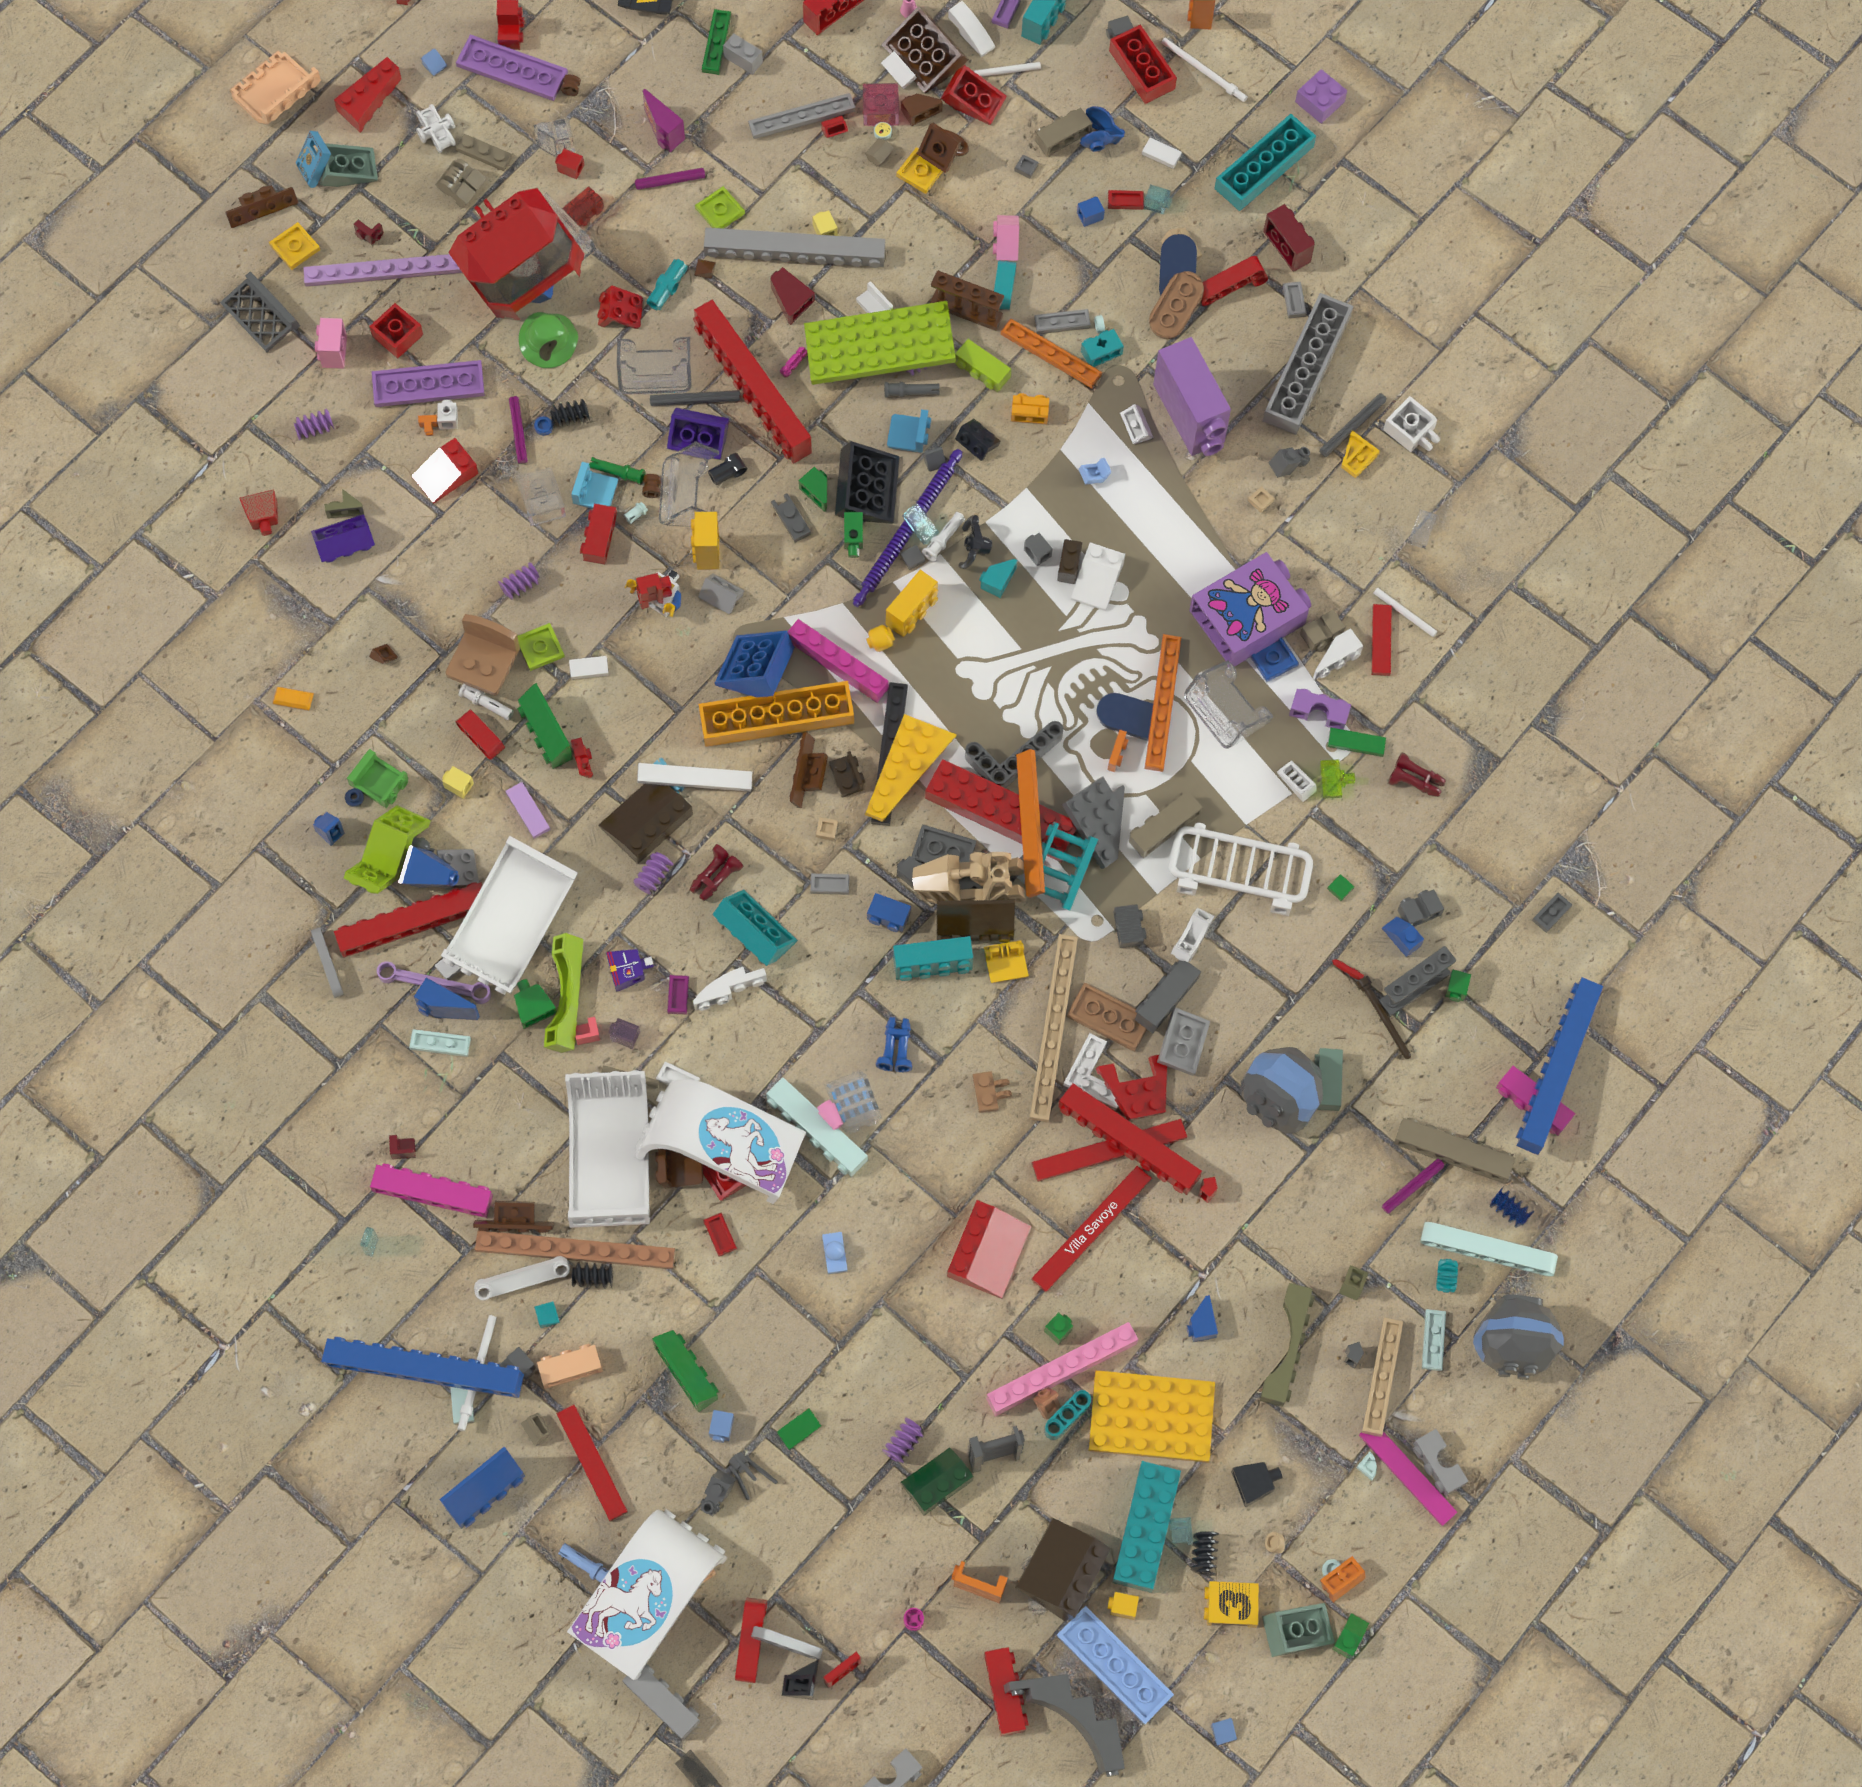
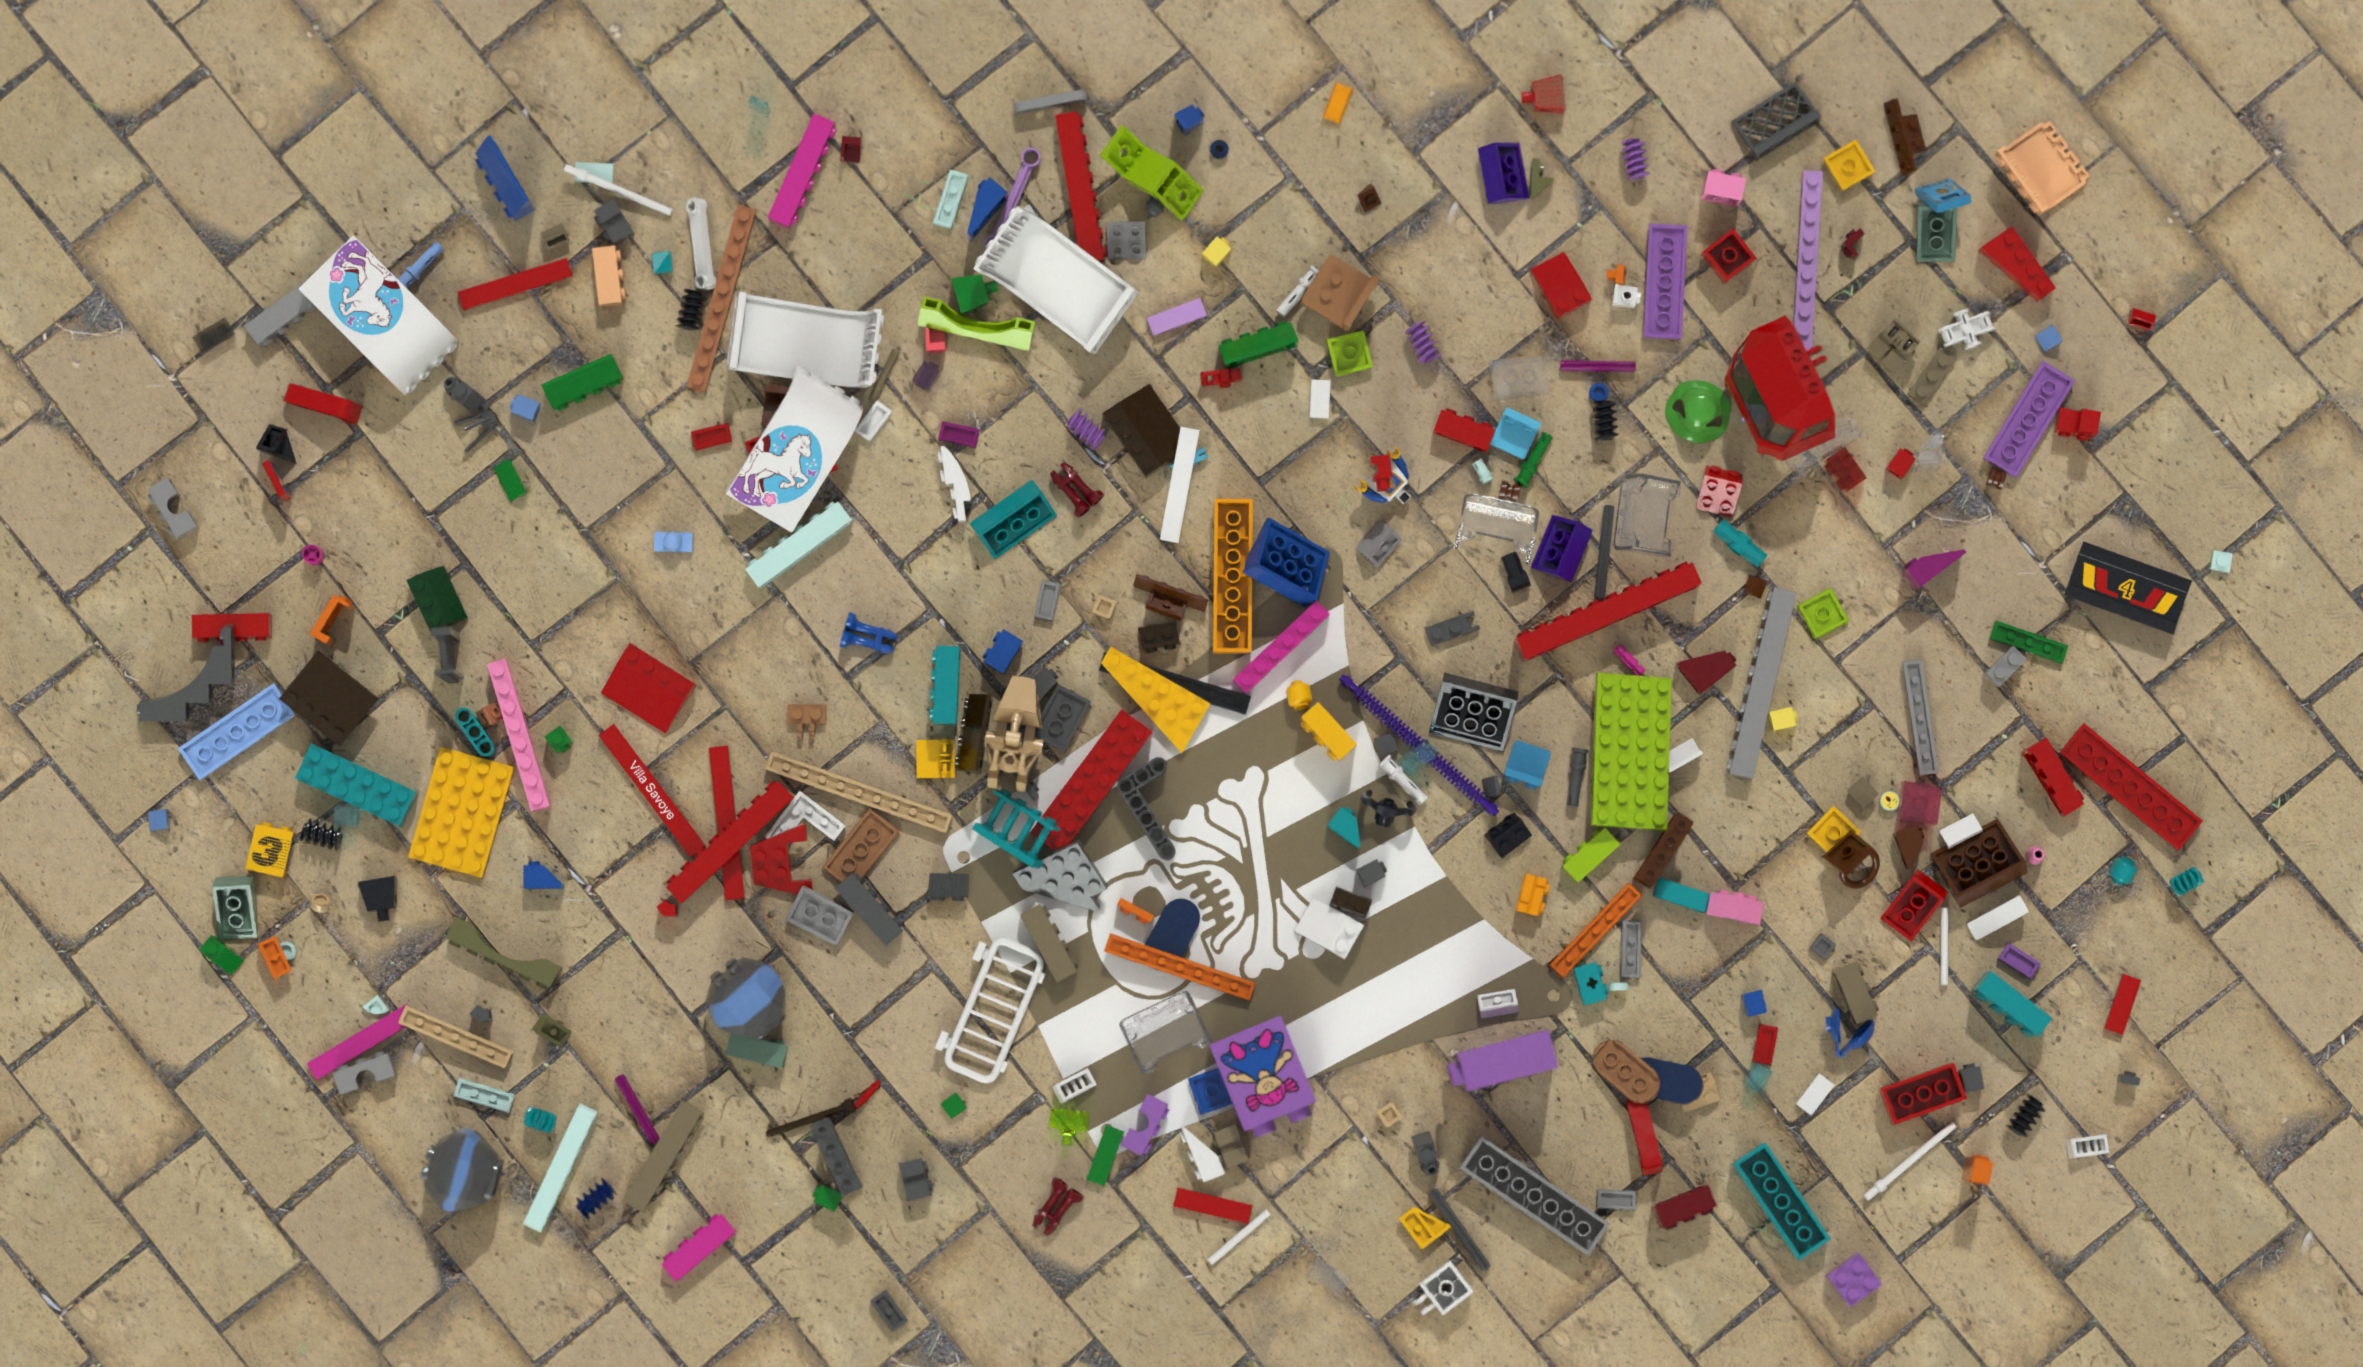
camera: 100 degrees right, 15 degrees up
(377, 779) = (1233, 175): bright green panel -> none
(422, 1367) = (627, 139): blue brick -> none
(427, 870) = (1121, 208): blue slope -> none
(480, 734) = (1264, 281): red beam -> none
(514, 1215) = (761, 245): reddish brown bracket -> none
(627, 967) = (993, 389): dark purple torso -> none
(669, 178) = (1868, 569): magenta axle -> none
(705, 540) = (1430, 534): yellow brick -> none
(787, 1643) = (309, 434): light grey beam -> none
(814, 486) = (1479, 659): green slope -> none
(830, 1114) = (803, 558): bright pink cone -> none
(834, 126) = (1900, 750): red piece -> none
(853, 528) = (1426, 687): green torso -> none
(854, 1101) = (818, 584): clear slope -> none
(903, 1440) = (477, 574): medium lavender piece -> none
(1030, 823) = (1063, 804): orange tile -> none
(1095, 472) = (1447, 948): light blue bracket -> none
(1123, 1605) = (288, 749): yellow brick -> none
(1193, 935) = (924, 945): white arch -> none
(1403, 935) = (892, 1155): blue slope -> none
(1559, 1066) = (725, 1277): blue brick -> none

